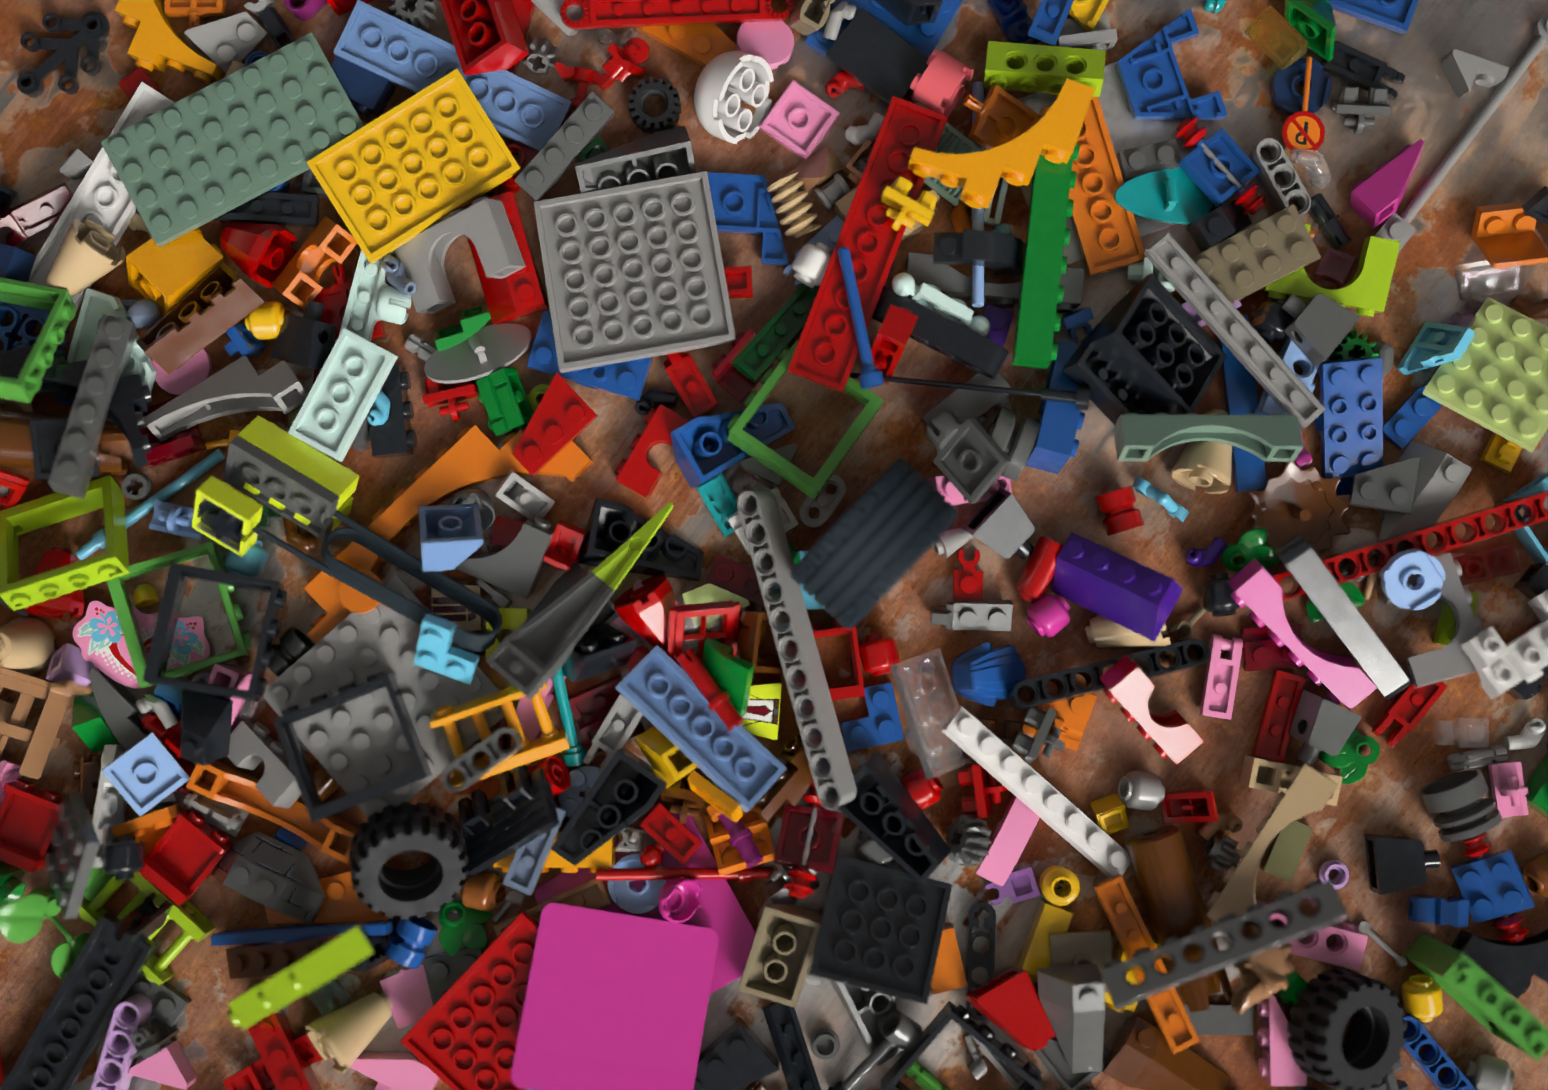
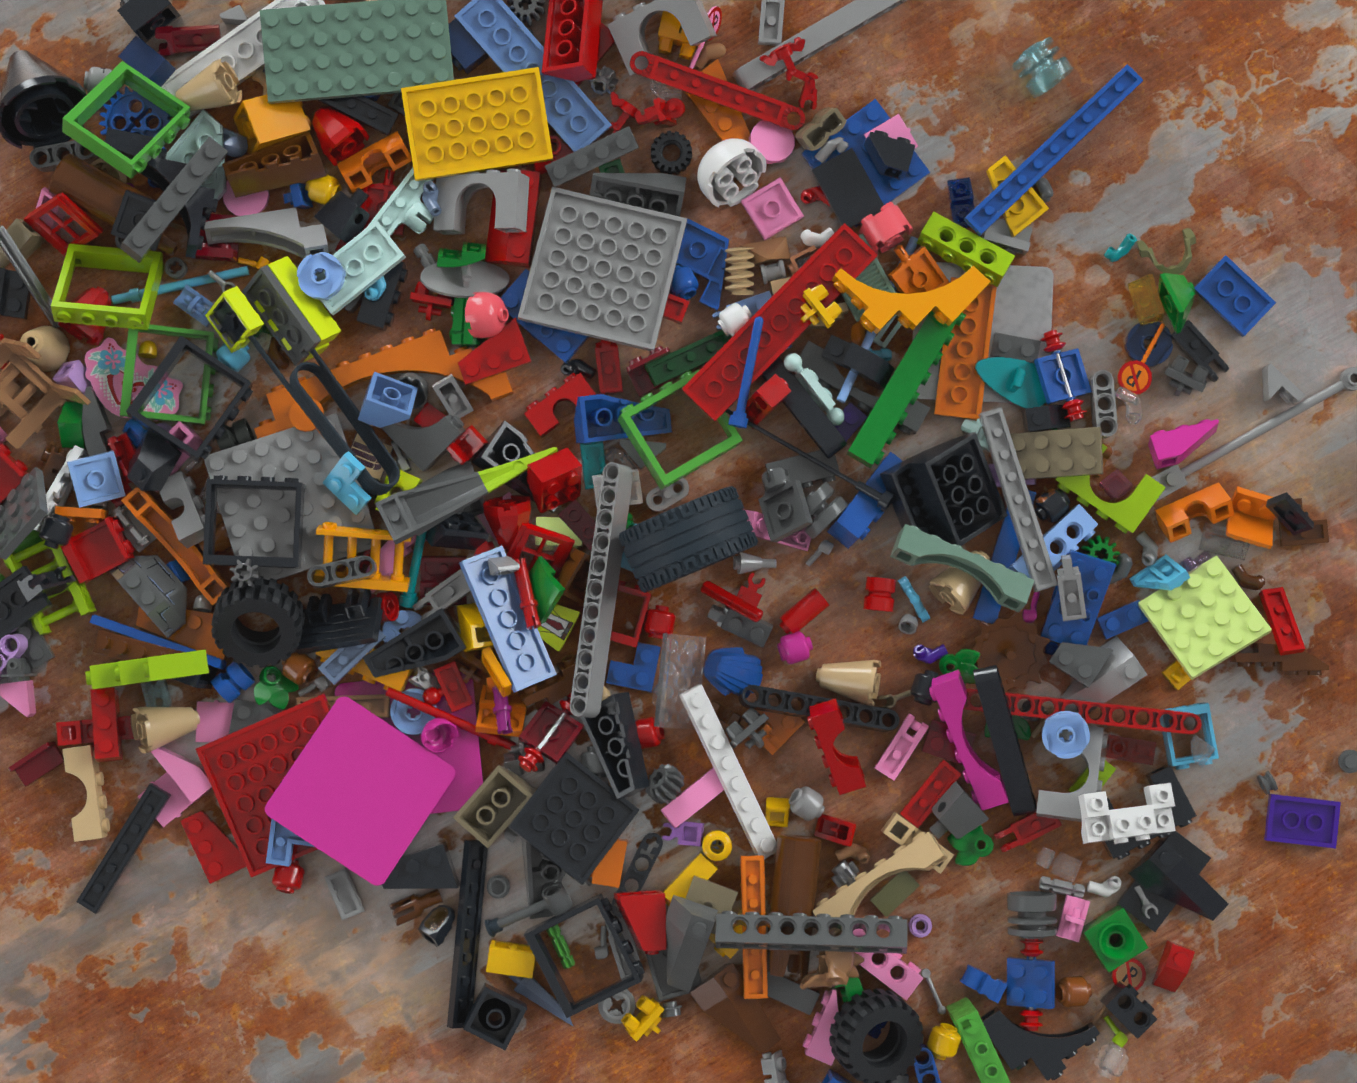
camera: 25 degrees right, 0 degrees up
(158, 706) = (125, 434): light grey arm -> none
(193, 479) = (222, 283): none -> light grey hand
(297, 406) = (317, 263): none -> light blue plate
(335, 866) = (202, 604): none -> light grey hinge
(358, 806) = (246, 579): none -> flat silver gear
(520, 383) = (485, 314): none -> coral cylinder
(668, 669) = (502, 565): none -> light grey slope
(685, 541) = (555, 479): none -> red slope
(735, 248) = (684, 283): none -> blue head
(952, 593) = (732, 601): none -> red axle
(980, 802) = (693, 755): red hips -> none
(1002, 526) = (789, 569): torso -> none
(1030, 483) = (825, 547): none -> light grey hand
(1076, 319) = (909, 441): blue tile -> none
(1114, 586) = (849, 646): dark purple slope -> none
(1155, 80) = (1043, 293): blue wing -> none
(1172, 531) = (908, 629): none -> light grey hinge
(1318, 325) = (1079, 521): dark grey torso -> none
(1329, 221) = (1126, 449): black axle -> none
(1343, 409) = (1070, 590): none -> light grey hinge
(1397, 862) = (970, 936): black torso -> none
(1405, 324) = (1150, 549): none -> light grey arm
(1453, 239) = (1209, 502): none -> orange arch

